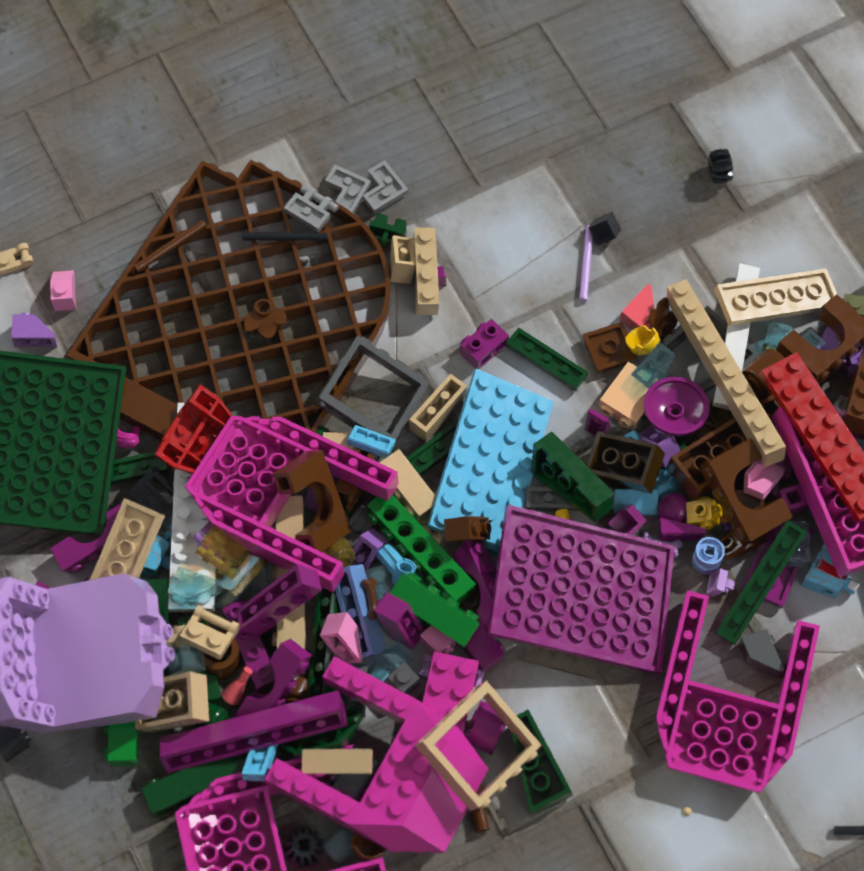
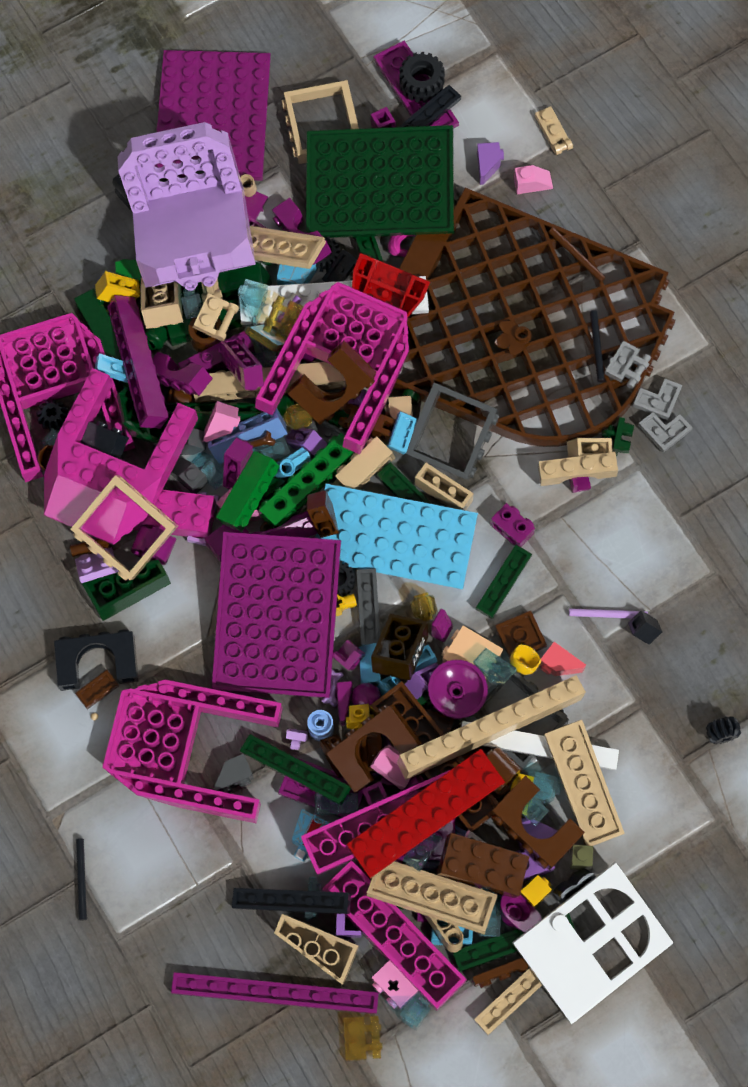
camera: 90 degrees right, 5 degrees up
(145, 758) = (114, 284): none -> yellow brick
(235, 691) = (177, 350): coral cone -> none
(337, 761) = (108, 421): tan tile -> none
(510, 802) = (92, 566): none -> lavender plate
(570, 478) = (380, 600): dark green wedge -> none
(575, 439) = (424, 606): none -> clear yellow head
(612, 834) = (71, 650): none -> black arch
(657, 804) = (97, 689): none -> reddish brown plate
(663, 319) = (550, 676): reddish brown plate -> none

